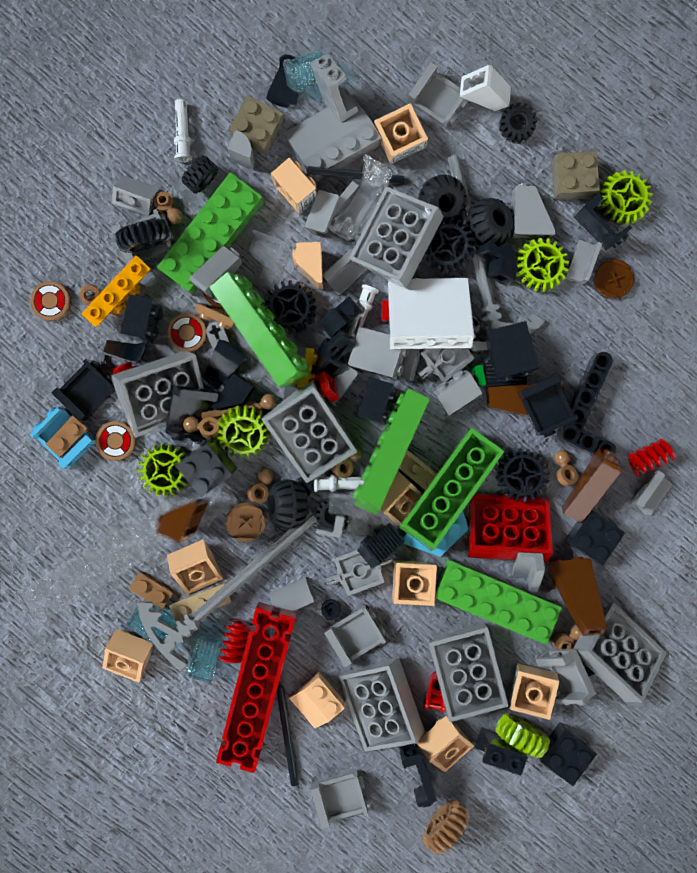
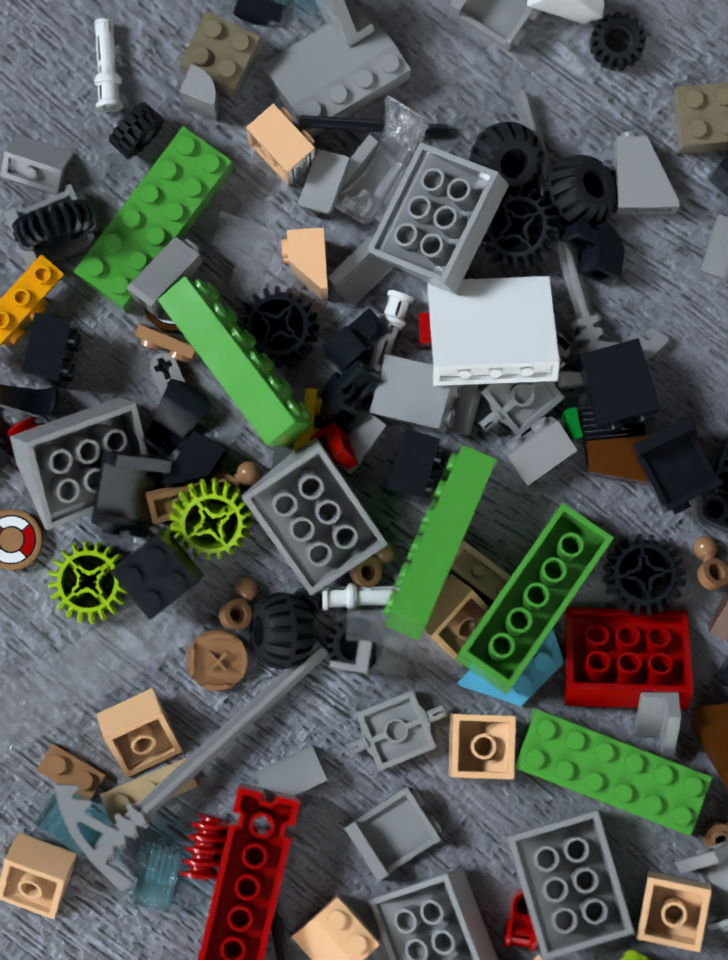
camera: 10 degrees left, 5 degrees down
(174, 215) = (97, 192): medium nougat plate -> none
(182, 521) = (125, 649): reddish brown slope -> none
(187, 332) = (119, 370): tile -> none
(192, 424) = (132, 510): medium nougat plate -> none
(331, 609) = (353, 794): black tile -> none
(380, 545) = (428, 689): black brick -> none
(401, 133) = (440, 62): light nougat brick -> none
(544, 273) = (666, 265): lime gear -> none

